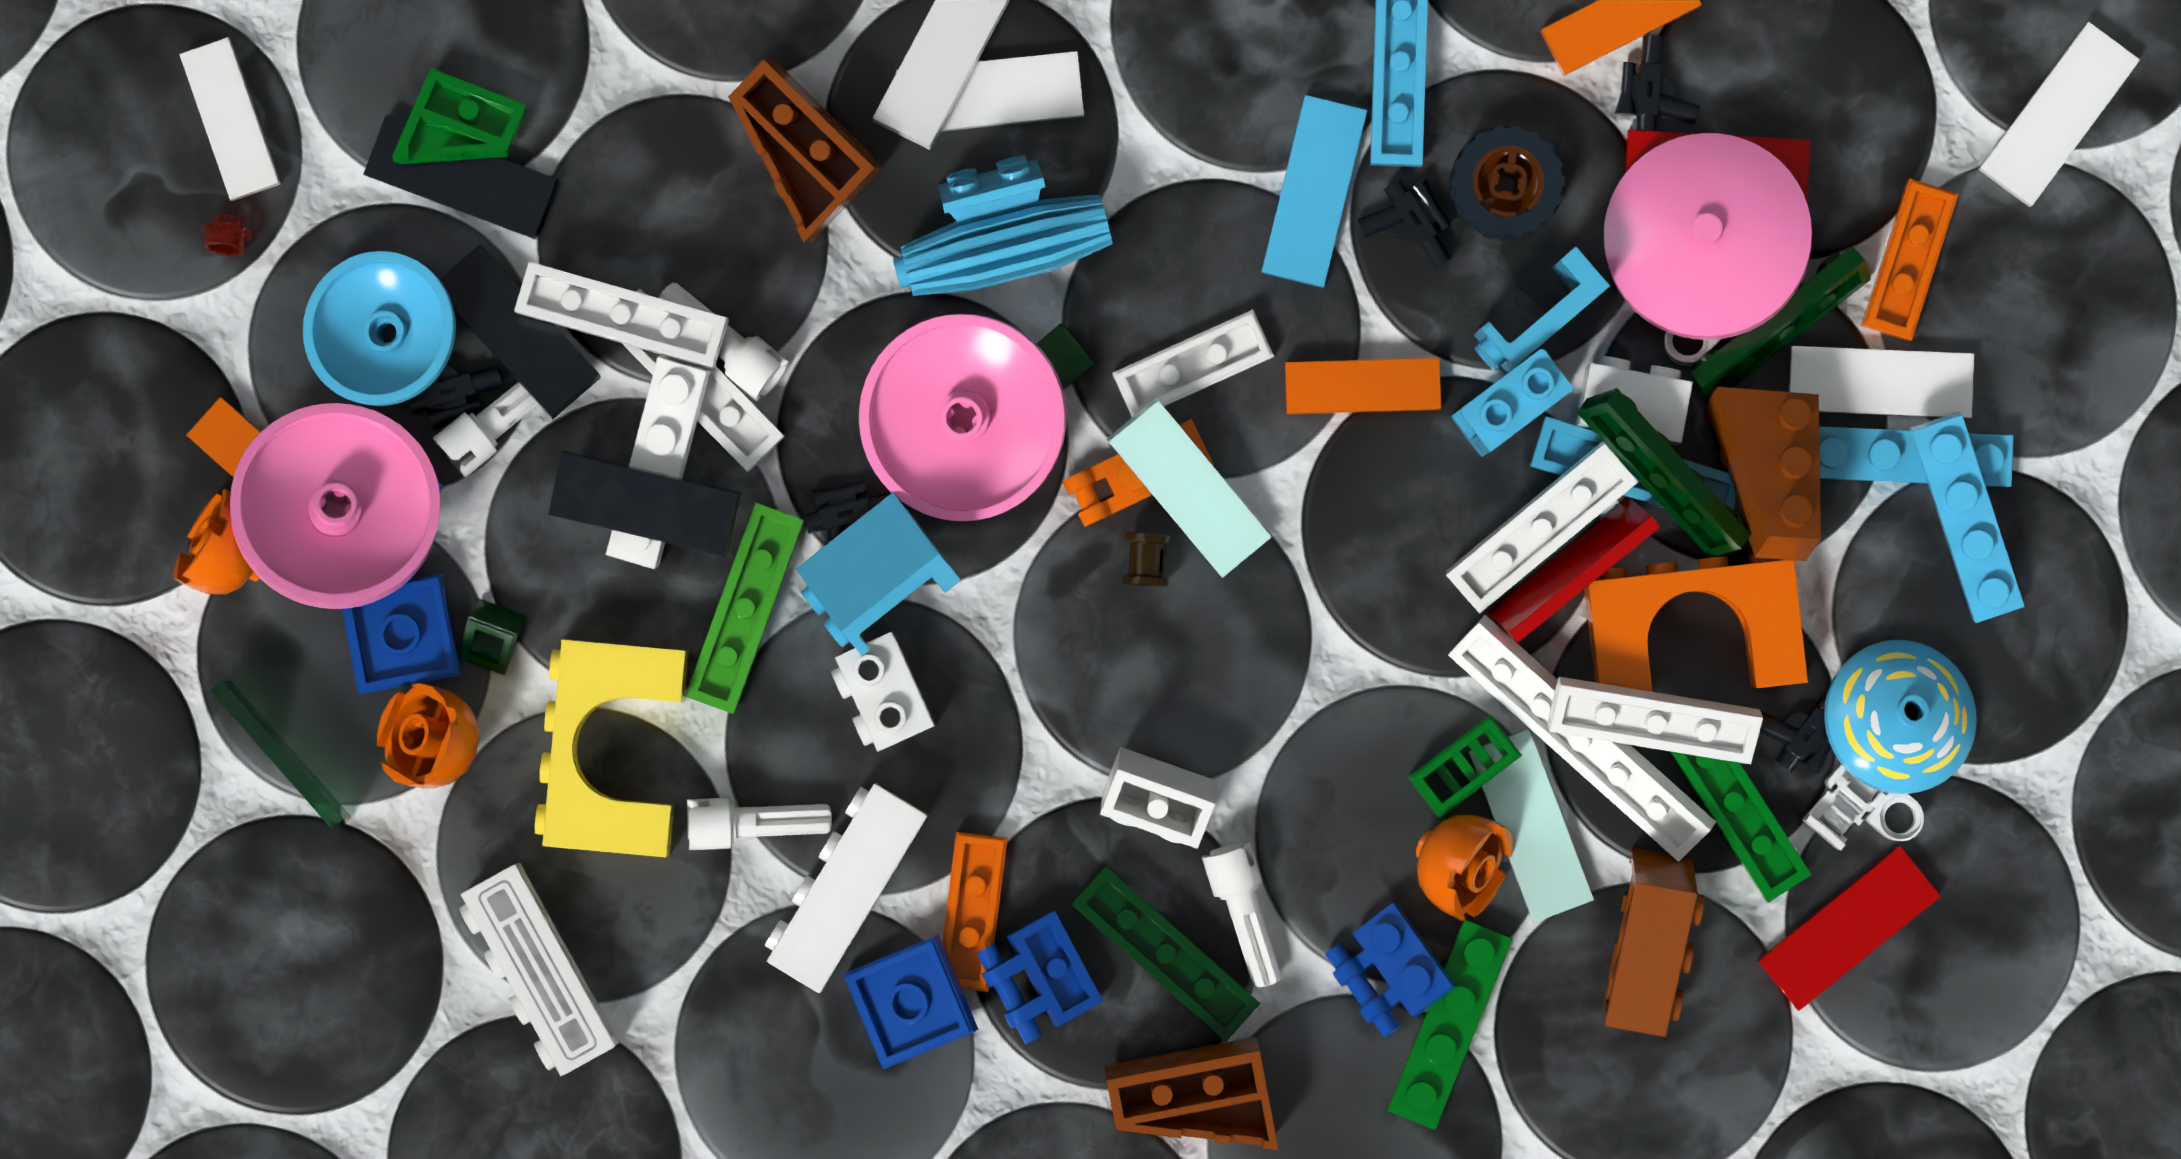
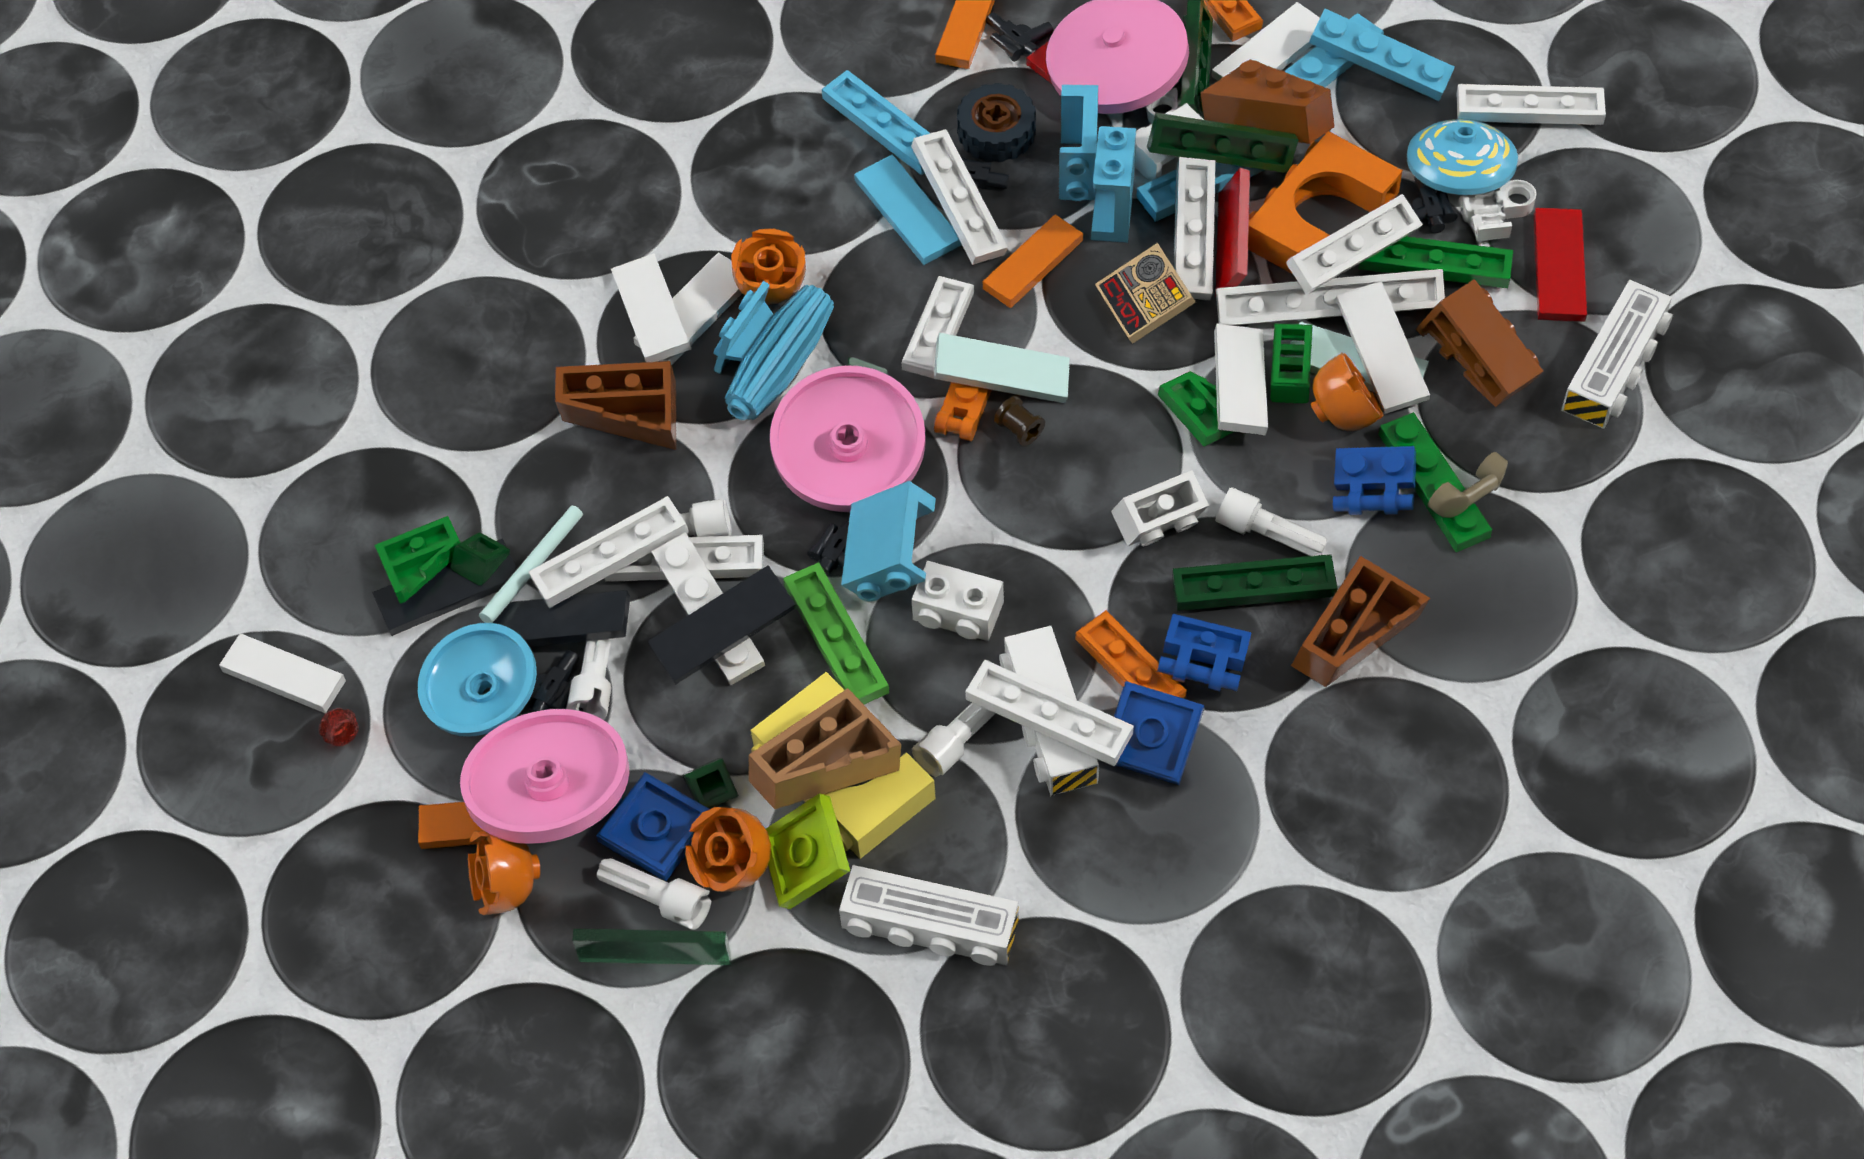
camera: 40 degrees left, 30 degrees down
(346, 732) = (677, 900): none -> white piece
(492, 805) = (806, 851): none -> lime plate
(512, 183) = (478, 558): none -> dark green slope
(552, 240) = (535, 559): none -> light aqua bar
(584, 746) = (824, 753): none -> medium nougat wedge
(822, 907) = (1049, 712): none -> white plate
(1088, 140) = (770, 258): none -> orange cylinder
(1331, 729) = (1194, 405): none -> green wing
(1363, 244) = (959, 196): none -> white plate
(1395, 735) = (1240, 379): none -> white piece
(1416, 546) = (1145, 293): none -> tile
(1504, 1077) = (1450, 502): none -> dark tan bar
(1561, 845) = (1382, 347): none -> white piece
(1767, 1085) = (1617, 353): none -> white brick
(2042, 729) = (1531, 104): none -> white plate

